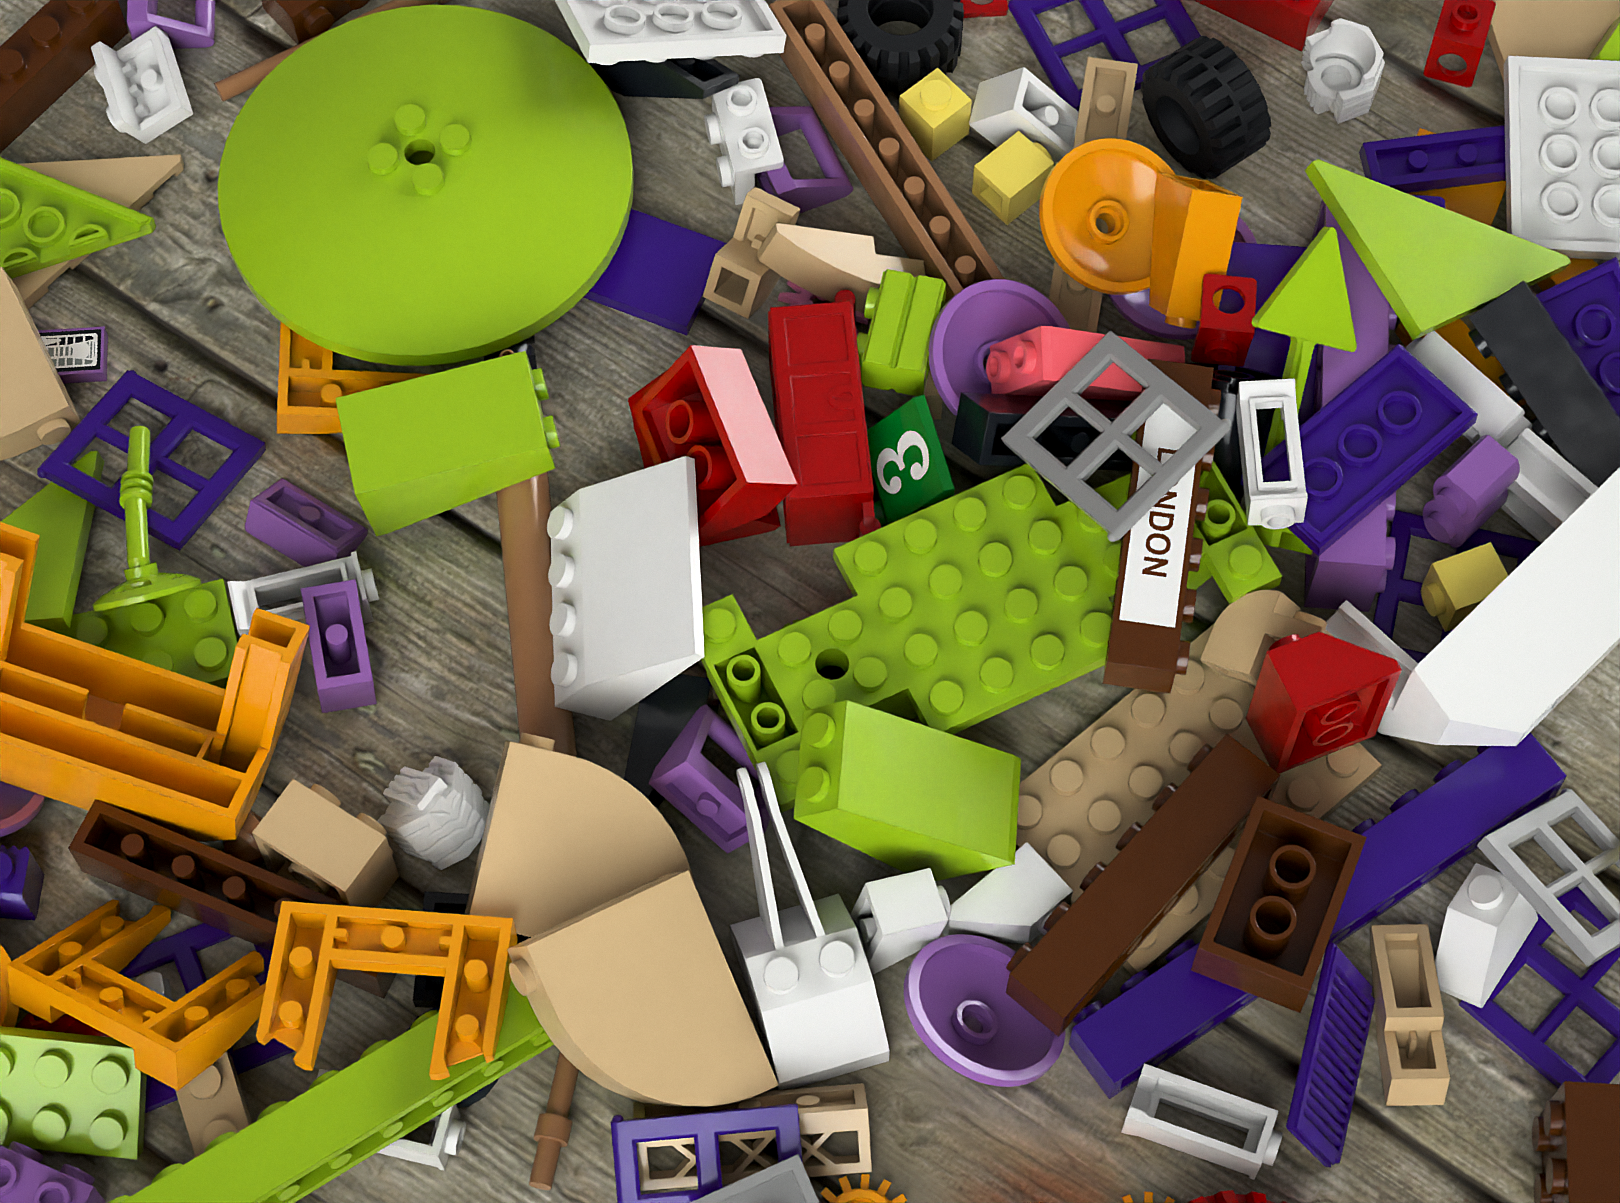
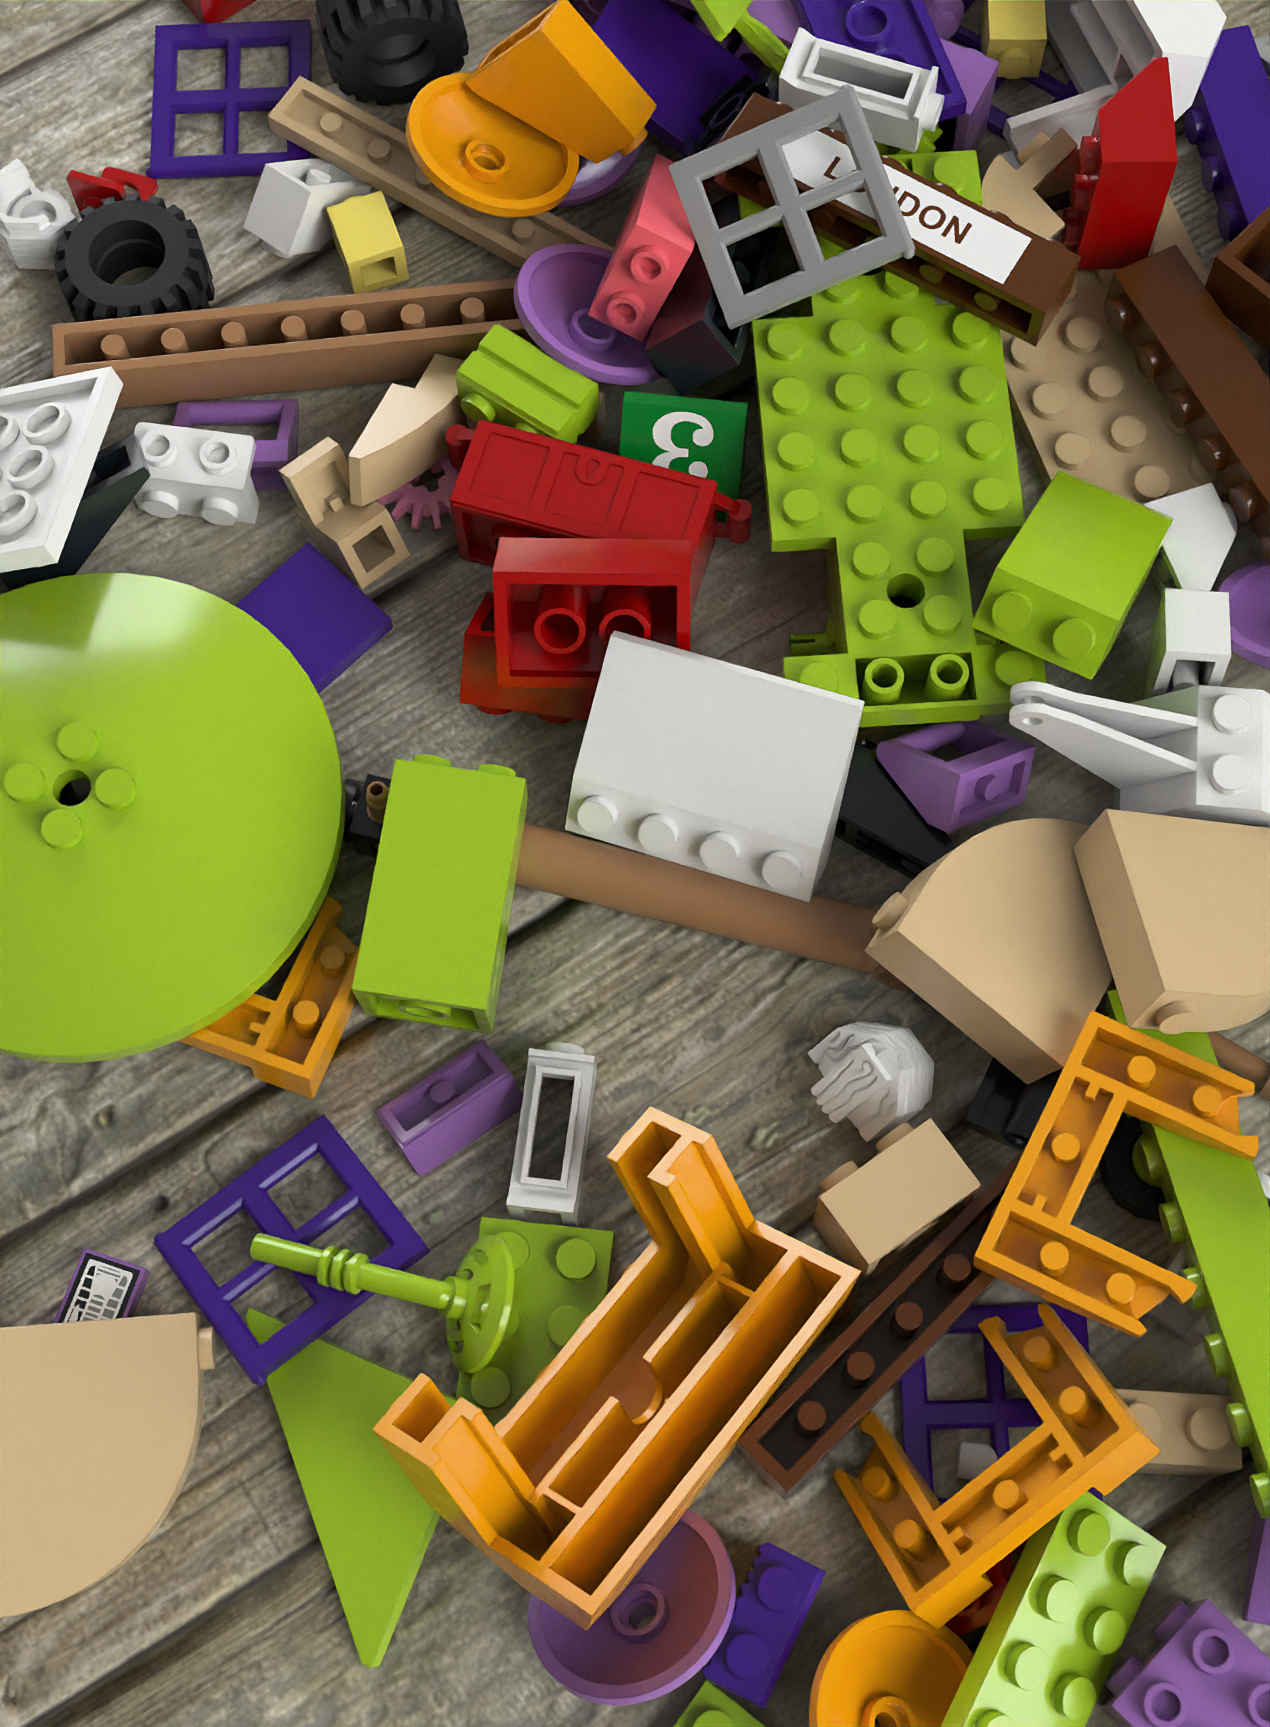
camera: 65 degrees left, 5 degrees up
(338, 646) = (614, 1094): medium lavender slope -> none
(935, 113) = (254, 272): light yellow brick -> none
(1220, 335) = (679, 93): red bracket -> none

